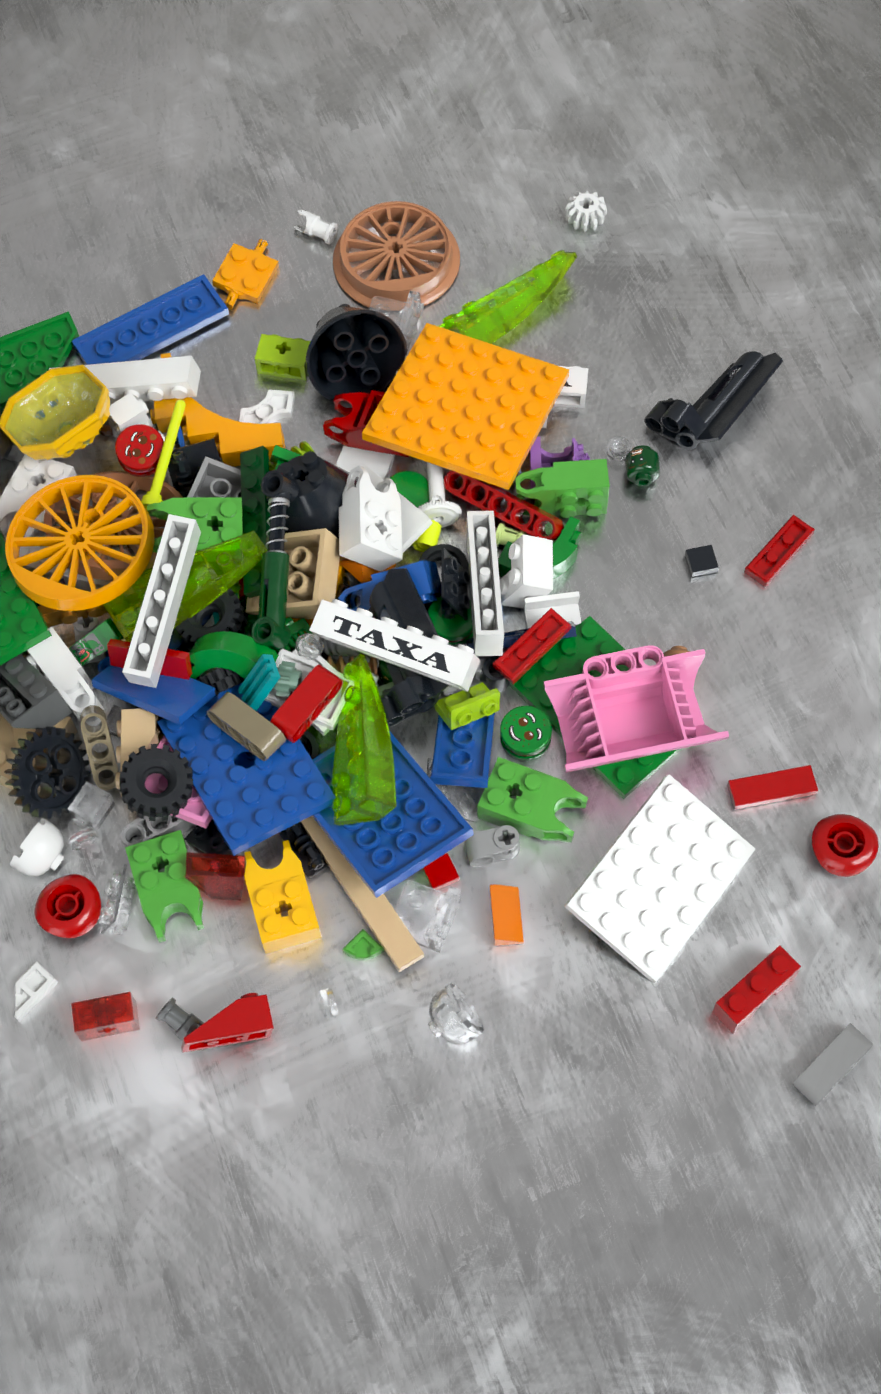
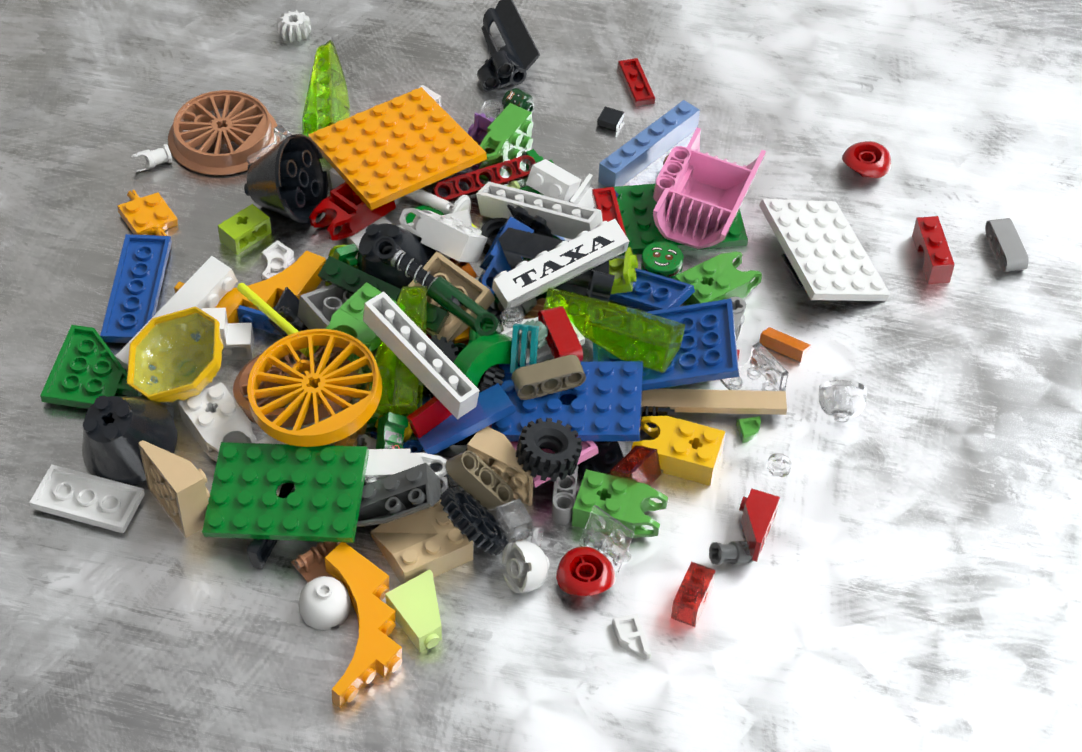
camera: 60 degrees left, 15 degrees down
(139, 449) = (250, 334): red head -> none
(684, 620) = (649, 145): none -> medium blue brick
(772, 787) = (798, 173): red tile -> none

